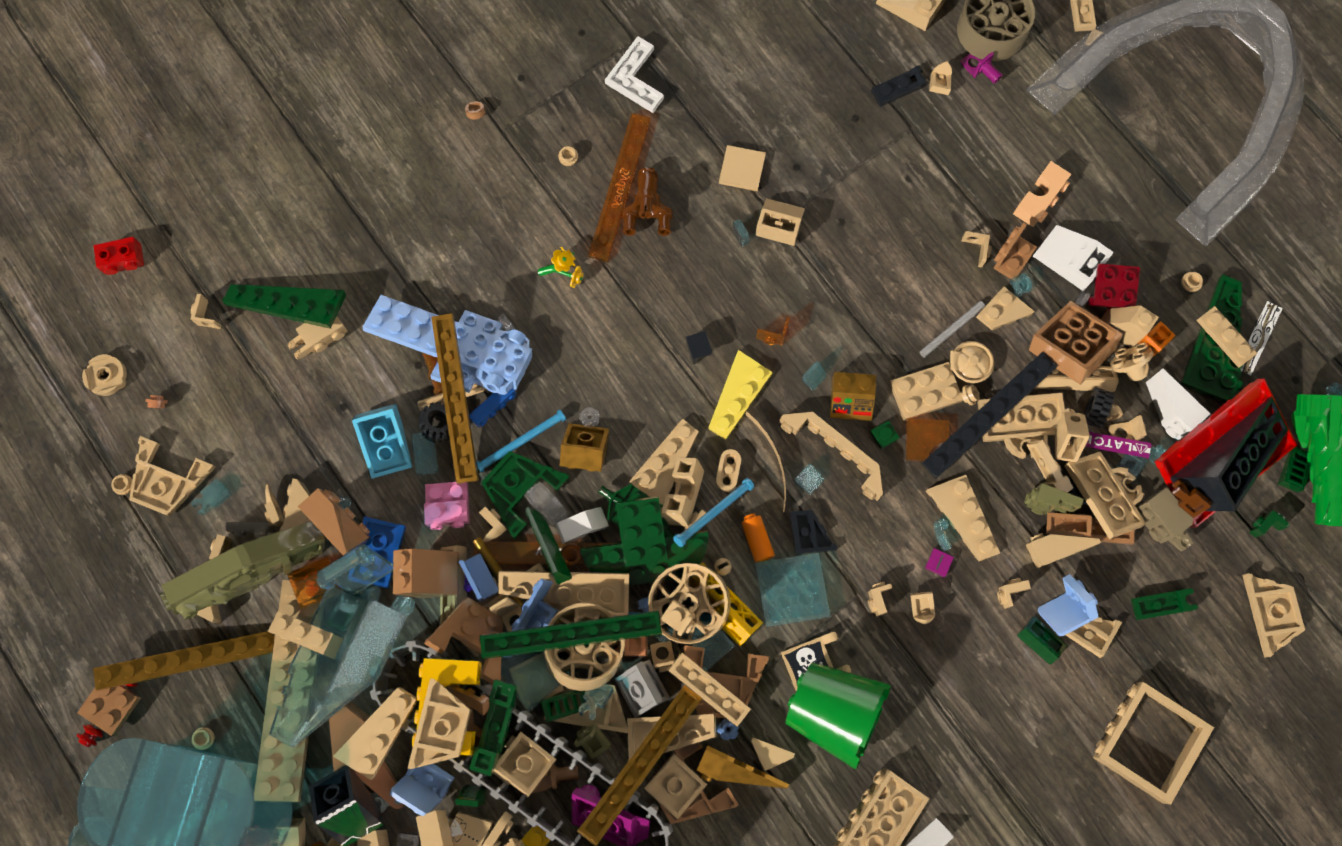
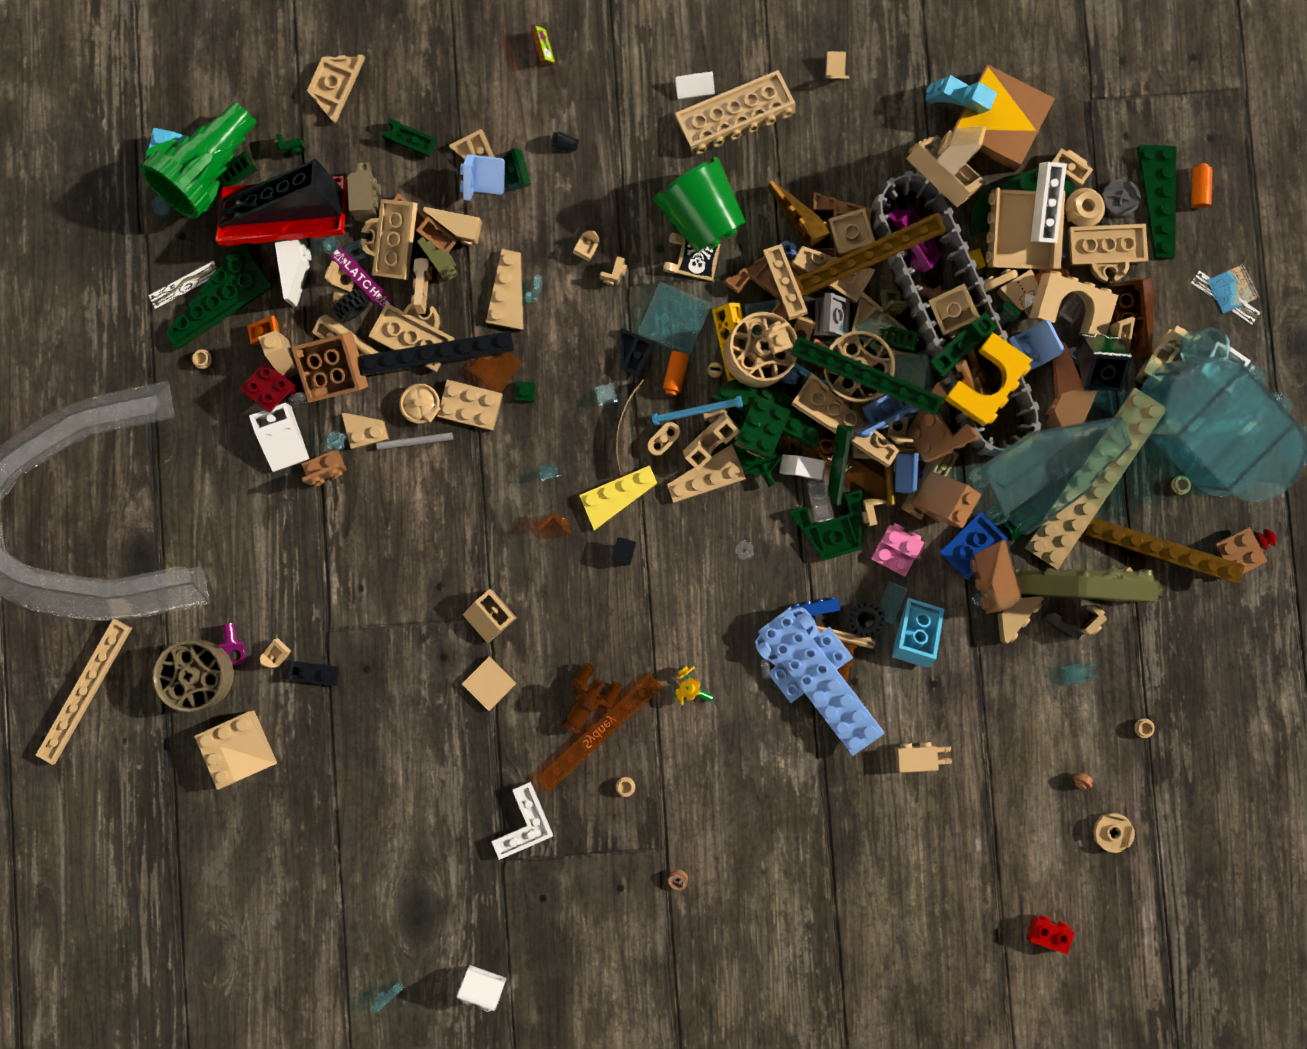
camera: 150 degrees left, 10 degrees up
(161, 488) = (1117, 707): tan wing -> none
(198, 311) = (1010, 840): tan bracket -> none
(273, 511) = (1036, 628): tan plate -> none
(303, 305) = (922, 789): dark green wing -> none
(305, 584) = (1034, 550): clear orange slope -> none
(305, 635) = (1061, 500): tan arch -> none
(354, 570) = (1002, 531): clear light blue door -> none
(374, 739) = (1053, 393): tan wing -> none
(440, 727) = (1003, 363): tan wing -> none
(455, 398) = (844, 625): pearl gold plate -> none
(520, 441) = (811, 565): dark azure bar -> none
(584, 447) = (763, 527): pearl gold slope -> none
(740, 232) = (528, 625): clear light blue tile -> none
(770, 755) = (768, 212): tan slope -> none
(794, 423) = (562, 359): tan slope -> none
(852, 396) = (530, 435): pearl gold slope -> none
(939, 562) = (551, 271): magenta tile -> none
(970, 394) = (438, 379): tan plate -> none
(983, 240) = (343, 487): tan bracket -> none
(1014, 586) = (508, 217): tan bracket -> none
(1016, 697) = (562, 141): none -> black cone
(1051, 182) = (248, 507): light nougat arch -> none
(1072, 427) = (388, 296): tan torso -> none
(1106, 784) = (542, 45): none -> slope
(1133, 361) = (297, 325): tan plate -> none
(1185, 760) = (477, 25): tan window -> none
(1190, 501) = (339, 186): reddish brown plate -> none
(1226, 337) = (211, 297): tan plate -> none

